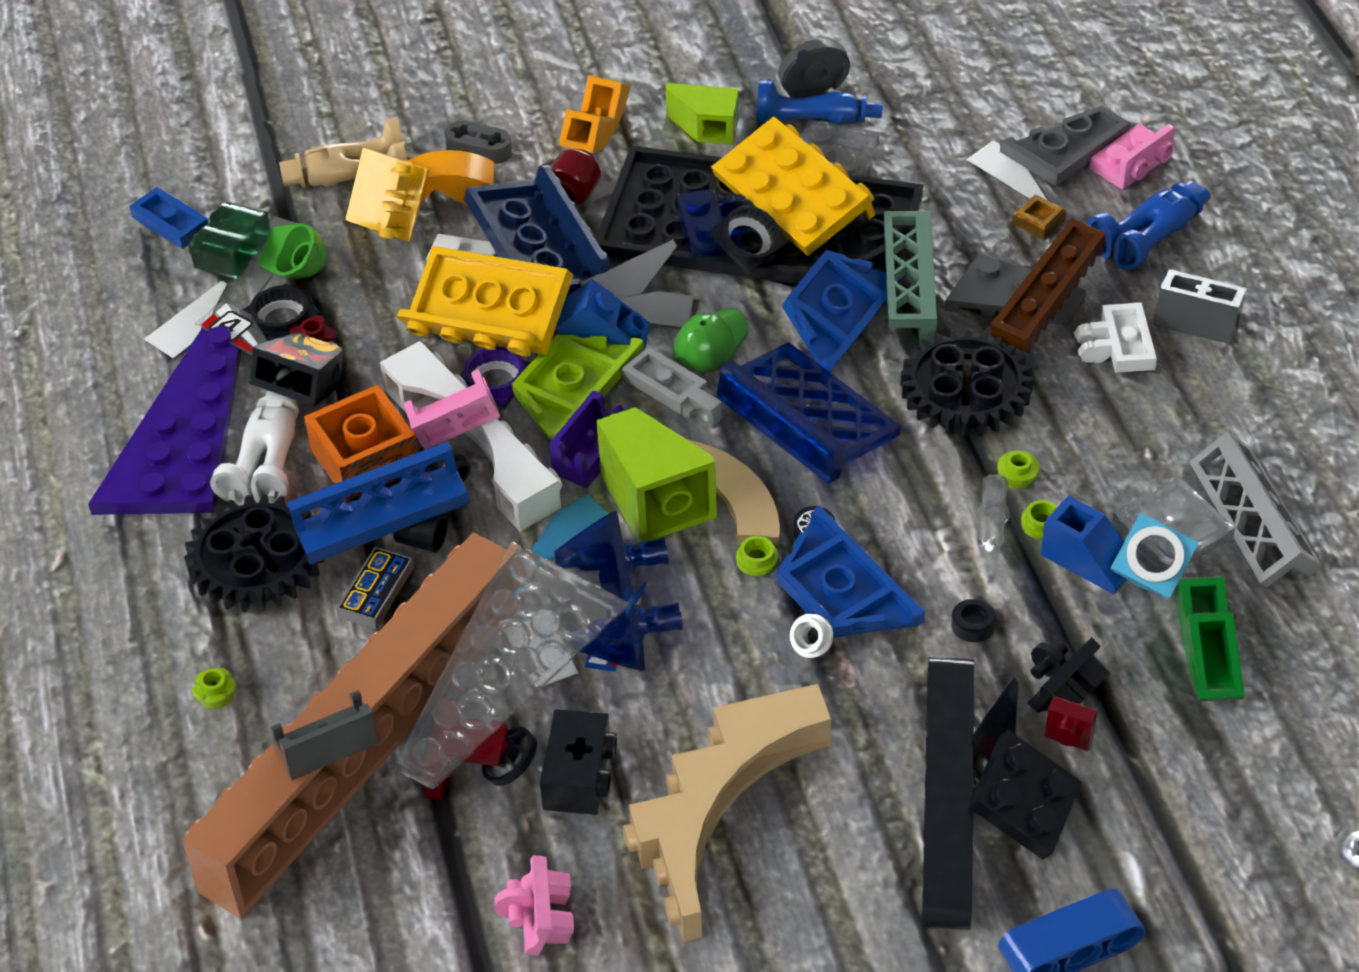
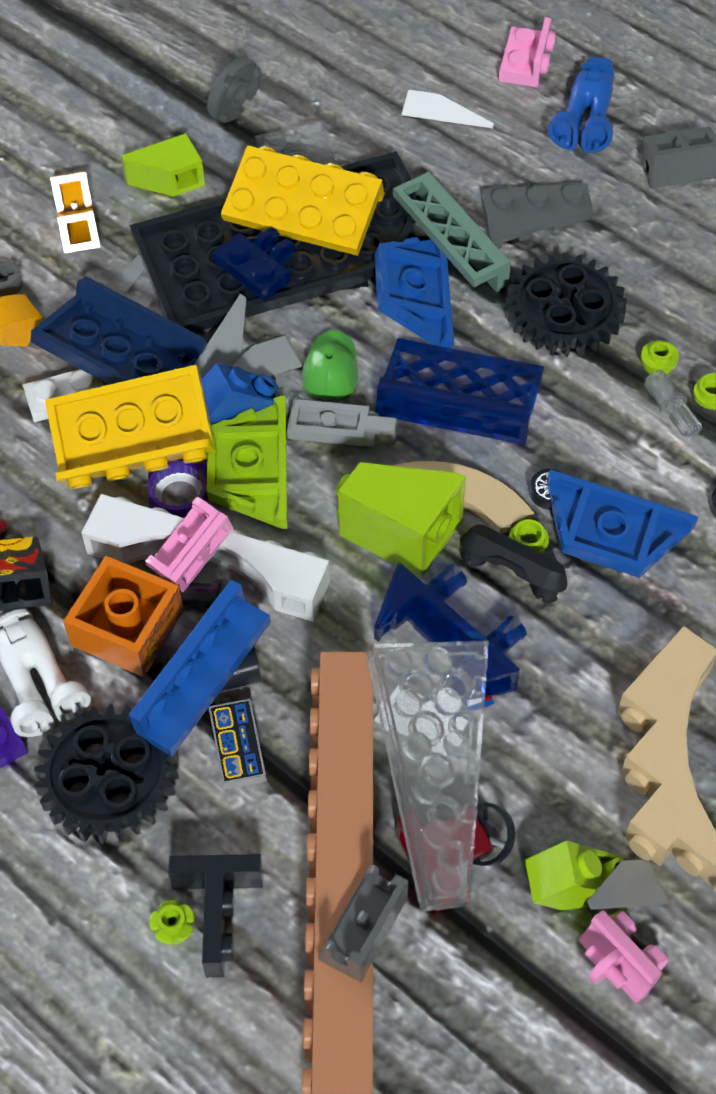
camera: 35 degrees left, 10 degrees up
(264, 674) = (218, 878): none -> black bracket
(555, 827) = (568, 874): none -> lime slope
(567, 524) = (351, 598): dark azure sticker -> none
(576, 447) = (313, 510): dark purple hinge -> none
(576, 762) = (546, 781): black brick -> none
(577, 173) = (104, 267): dark red head -> none
(589, 855) = (629, 885): none -> light grey sticker
(728, 568) = (488, 545): none -> black piece
(762, 222) = (313, 247): black piece -> none
(799, 635) = (634, 595): white plate -> none
(830, 107) = (275, 114): blue piece -> none
(1039, 216) = (498, 138): pearl gold tile -> none
(1048, 285) = (569, 192): reddish brown gear -> none
(1068, 147) = (473, 69): dark grey wing -> none
(1119, 335) = (648, 207): white hinge -> none

